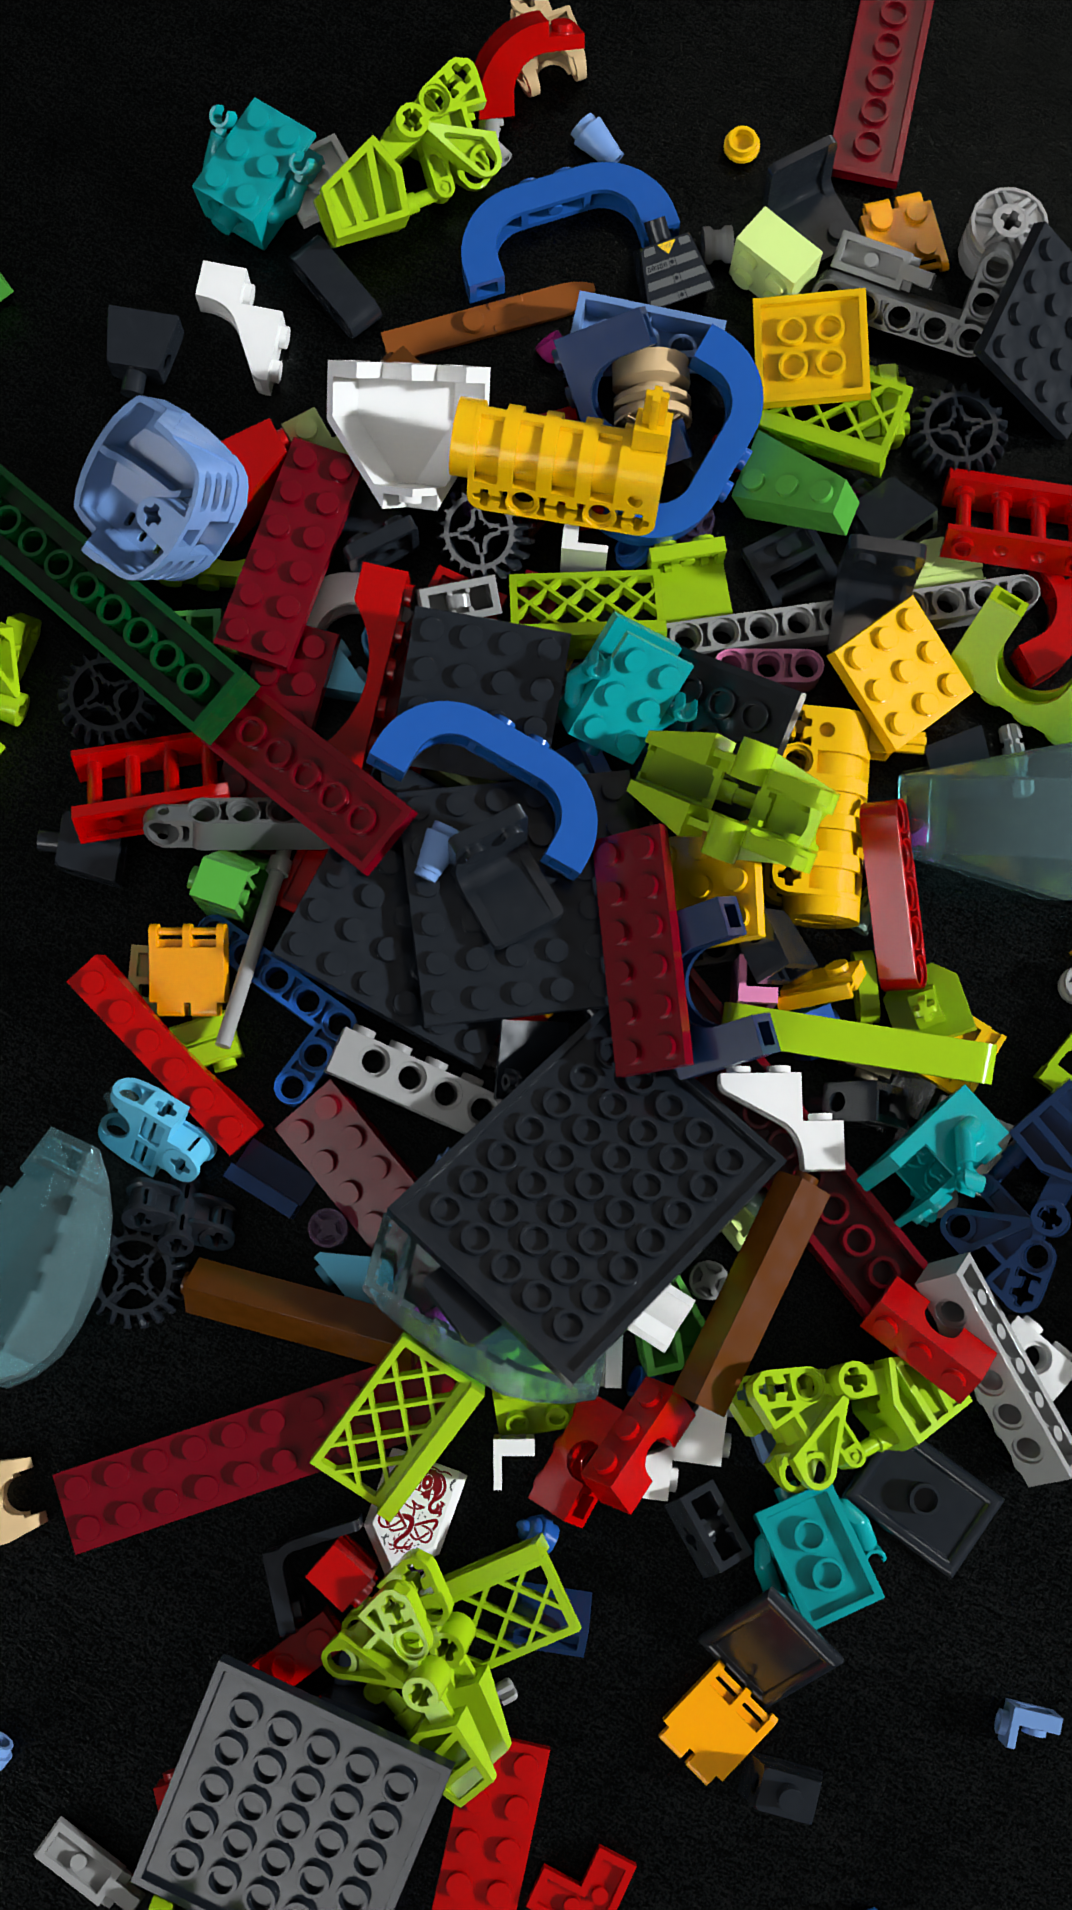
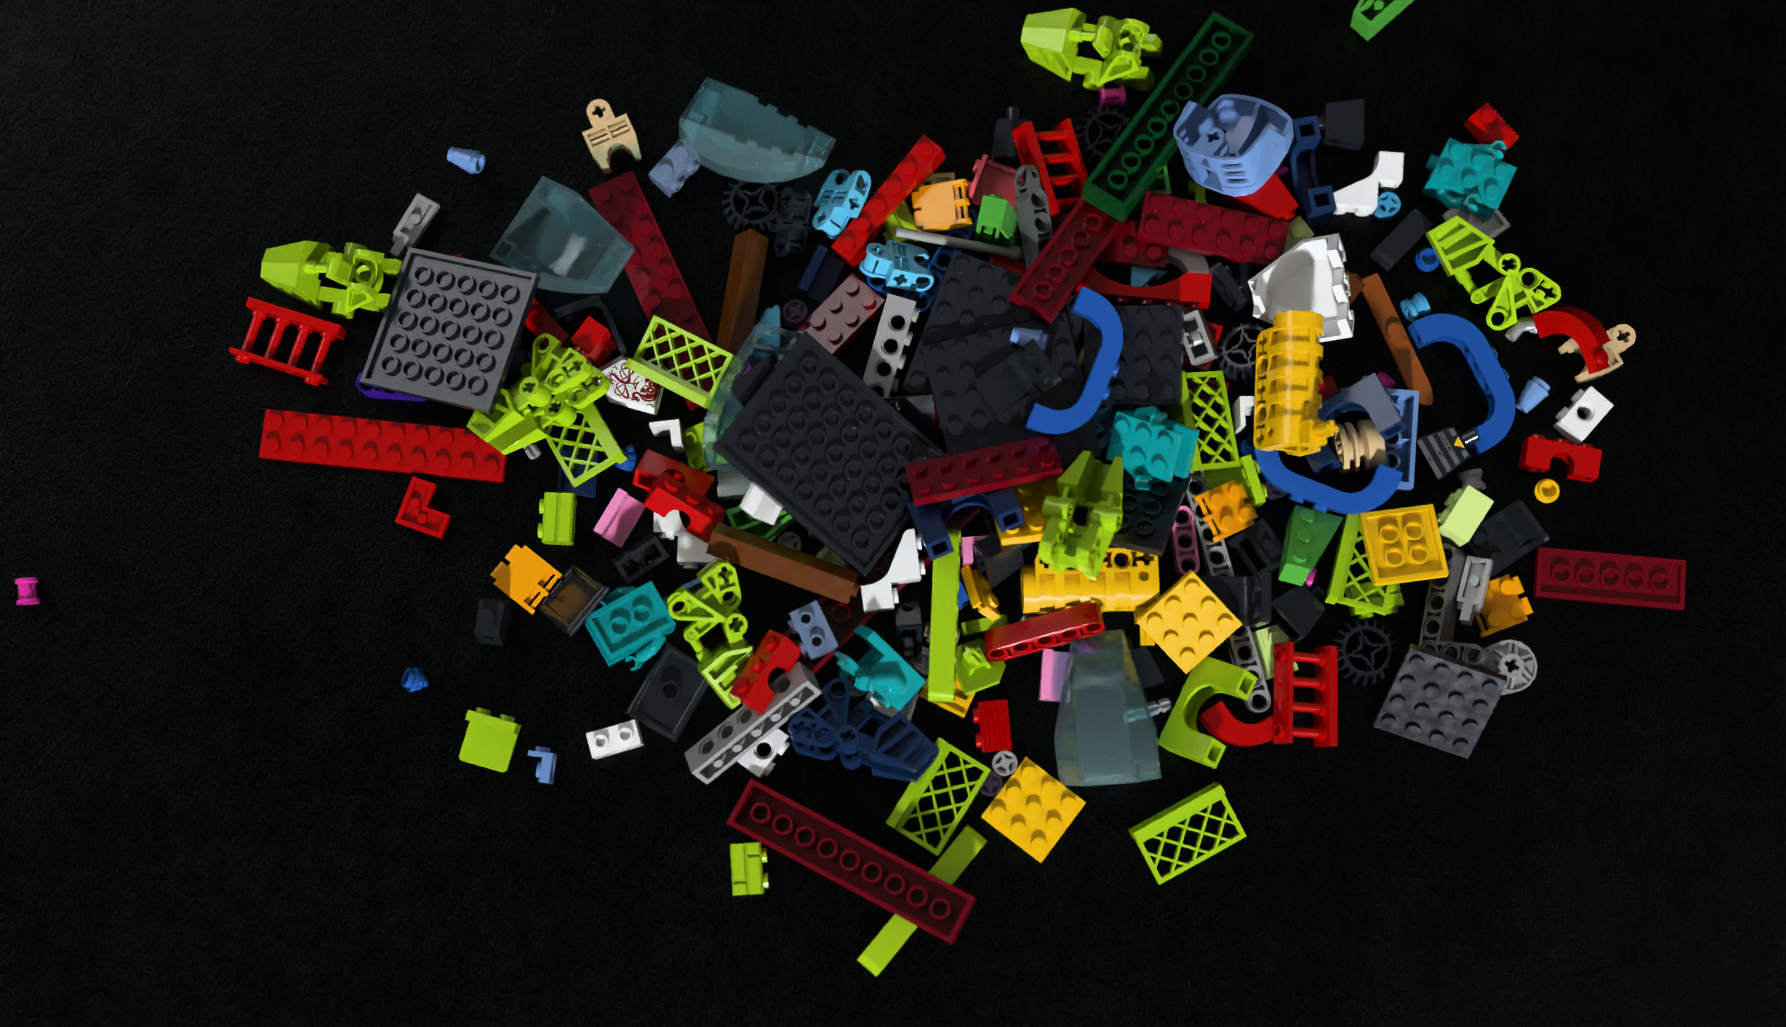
camera: 85 degrees right, 0 degrees up
(43, 683) = (1112, 97): none -> dark pink bush
(59, 1404) = (673, 169): none -> sand blue brick
(158, 884) = (991, 179): none -> coral panel
(165, 1606) = (563, 242): none -> clear light blue windscreen
(181, 133) = (1489, 127): none -> red brick
(267, 396) = (1314, 202): none -> dark blue arch
(277, 1051) = (892, 264): none -> medium azure piece
(278, 292) = (1389, 201): none -> dark azure wheel
(370, 257) = (1427, 260): none -> blue plate
(444, 283) = (1415, 307): none -> dark azure wheel
(625, 1660) = (558, 518): none -> lime brick
(629, 58) = (1592, 404): none -> white brick
(633, 1554) = (619, 518): none -> bright pink panel
(705, 92) = (1581, 459): none -> red arch
(727, 596) = (1227, 509): none -> light orange plate
(865, 1255) = (813, 631): none -> sand blue brick
(952, 893) = (1052, 674): none -> bright pink panel
(978, 1811) = (489, 740): none -> lime bracket
(996, 1599) = (615, 739): none -> white brick
(1024, 993) = (993, 726): none -> red brick

